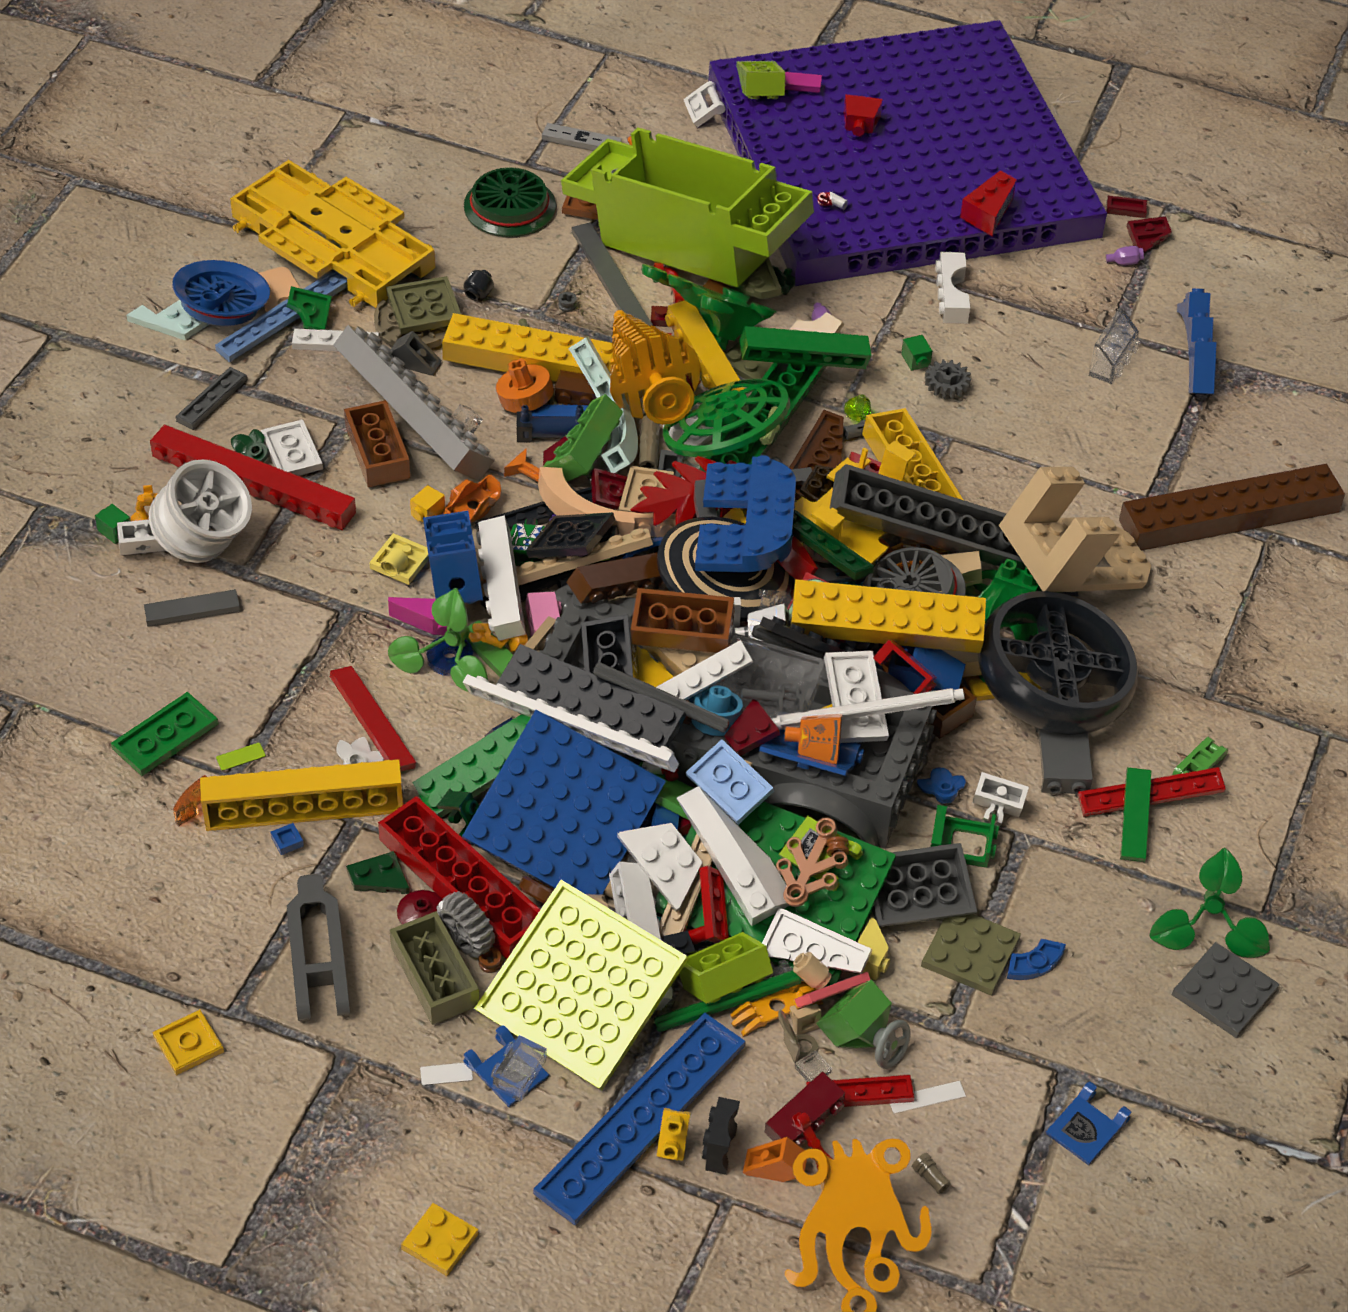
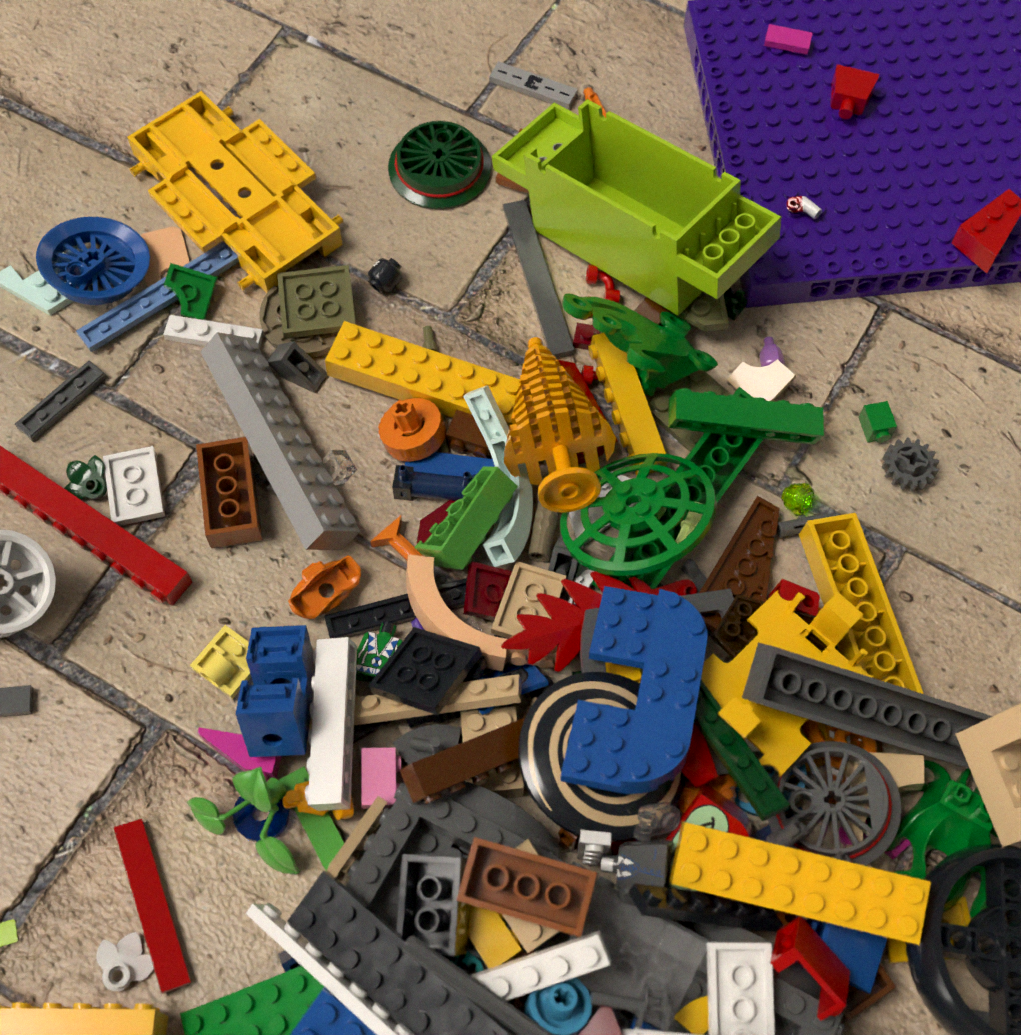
camera: 10 degrees right, 15 degrees up
(427, 503) = (272, 586): yellow brick -> none
(567, 301) = (486, 301): dark grey bush -> none
(698, 106) = (668, 53): white plate -> none
(761, 79) = (742, 32): lime slope -> none
(954, 303) = (929, 356): white arch -> none

